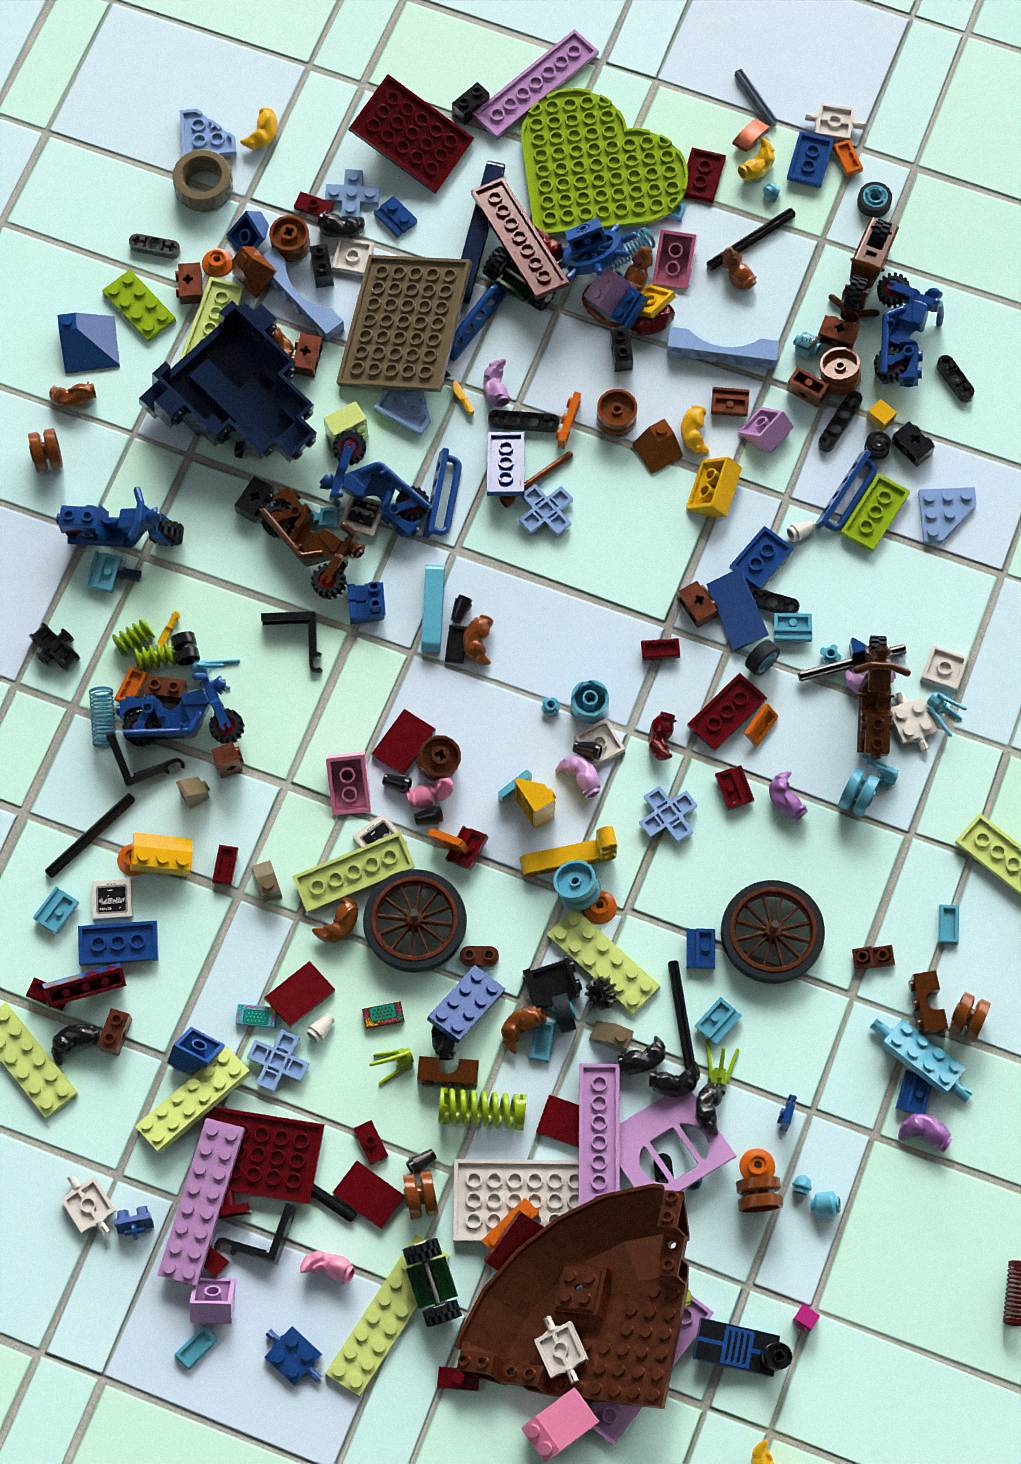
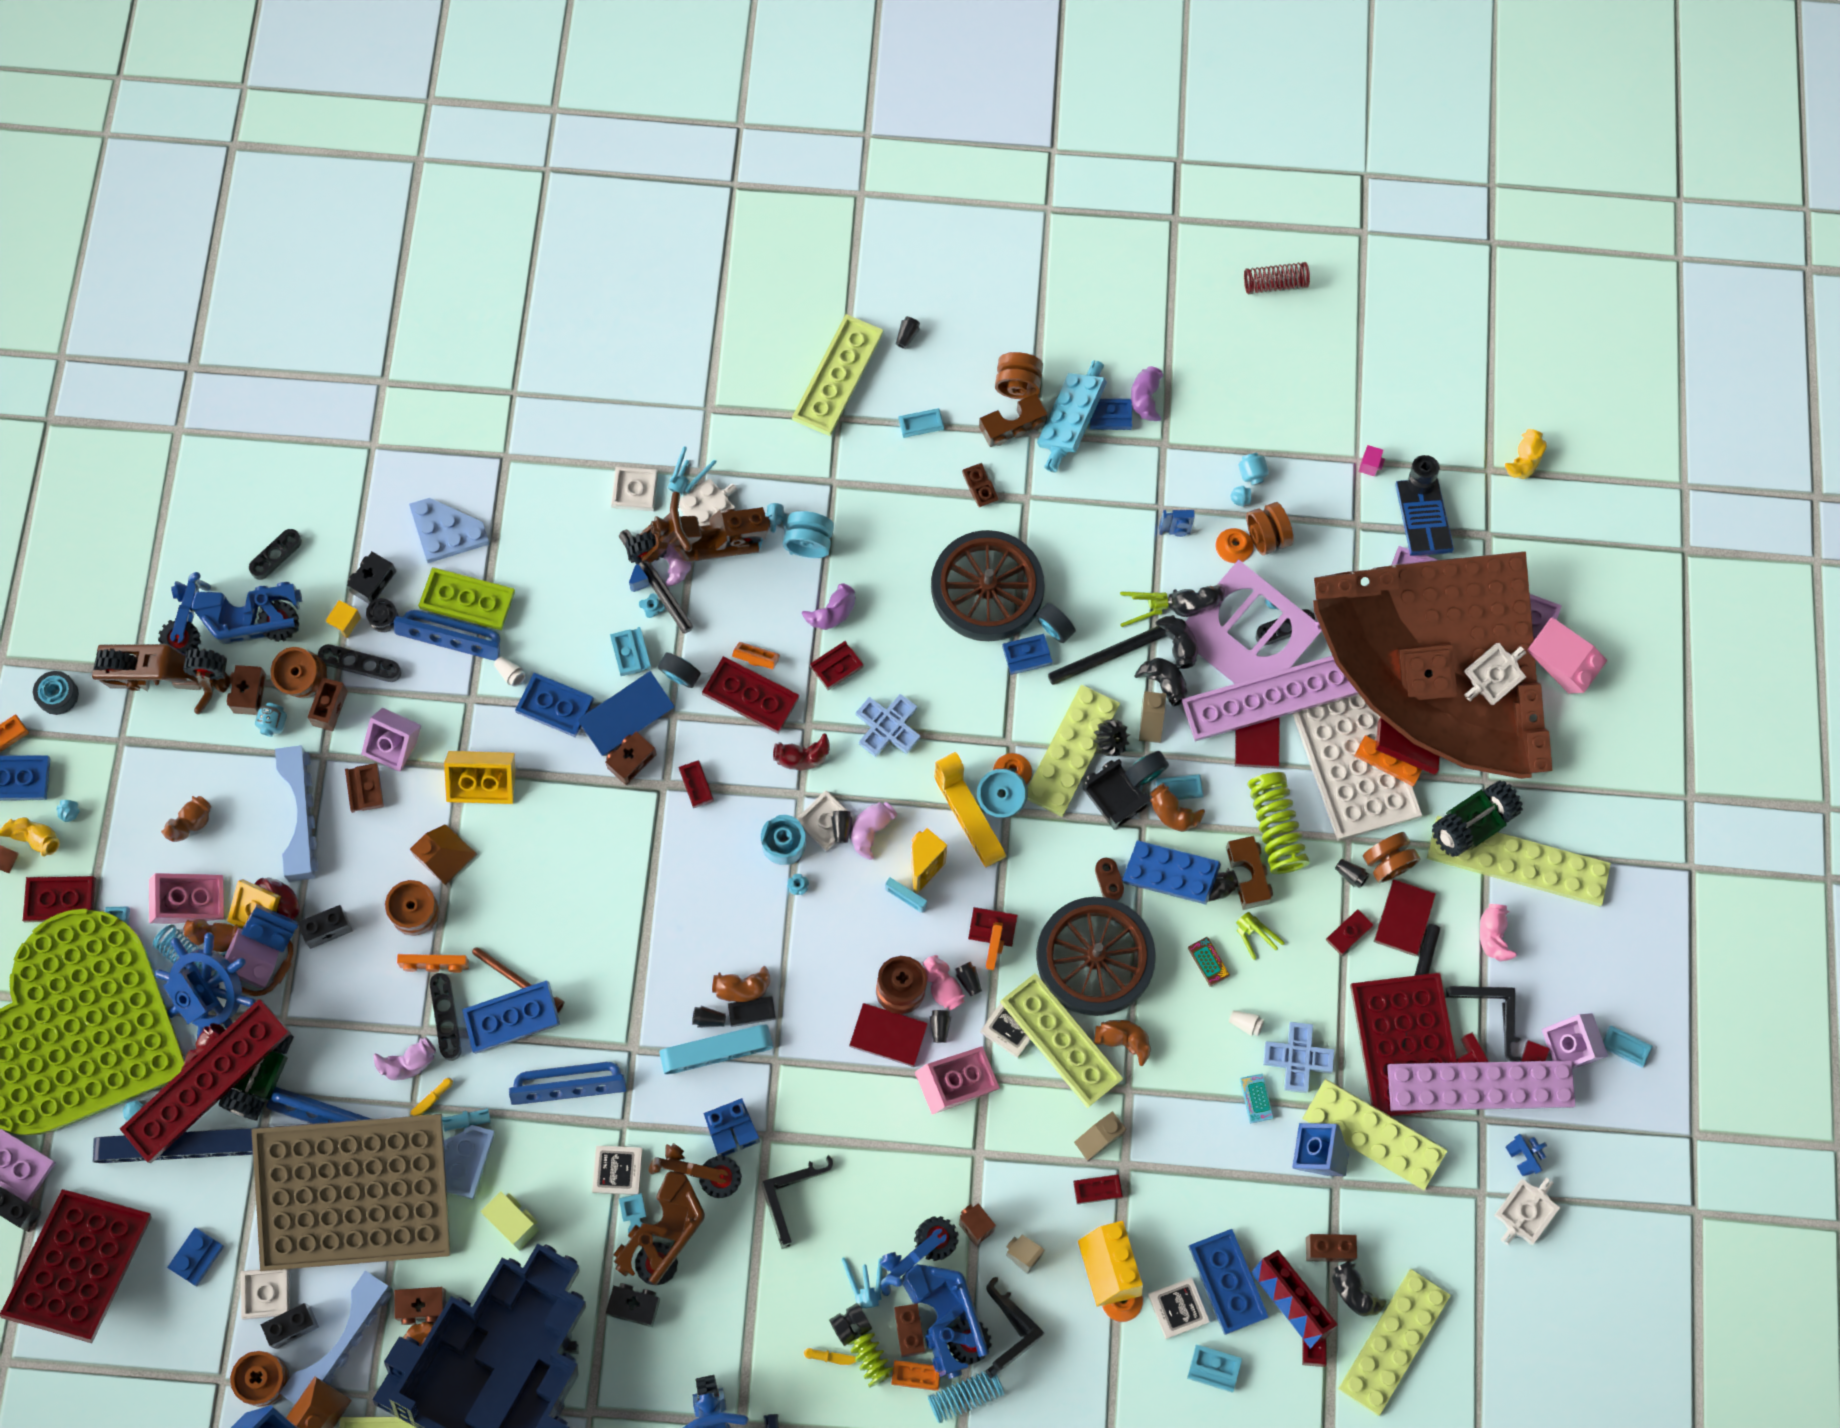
camera: 110 degrees left, 0 degrees up
(94, 831) = (1112, 1361): black axle -> none
(133, 636) = (853, 1394): lime piece -> none
(293, 1355) = (1596, 942): blue plate -> none
(299, 994) = (1217, 1057): dark red tile -> none
(312, 204) = (201, 1367): dark red plate -> none
(333, 225) = (228, 1327): black animal -> none
(352, 194) = (174, 1322): light blue plate -> none
(377, 481) = (578, 1160): blue piece -> none
(436, 417) = (466, 1119): none -> medium azure pin
(456, 1380) = (1557, 780): dark red tile -> none
(520, 194) = (131, 1108): none -> medium azure tile
(546, 510) = (557, 955): light blue plate -> none
(690, 426) = (403, 820): yellow animal -> none
(718, 1021) = (1099, 617): medium azure plate -> none
(720, 977) = (1055, 622): none -> black wheel
(754, 236) = (137, 819): black axle -> none
(776, 609) = (611, 665): black beam -> none

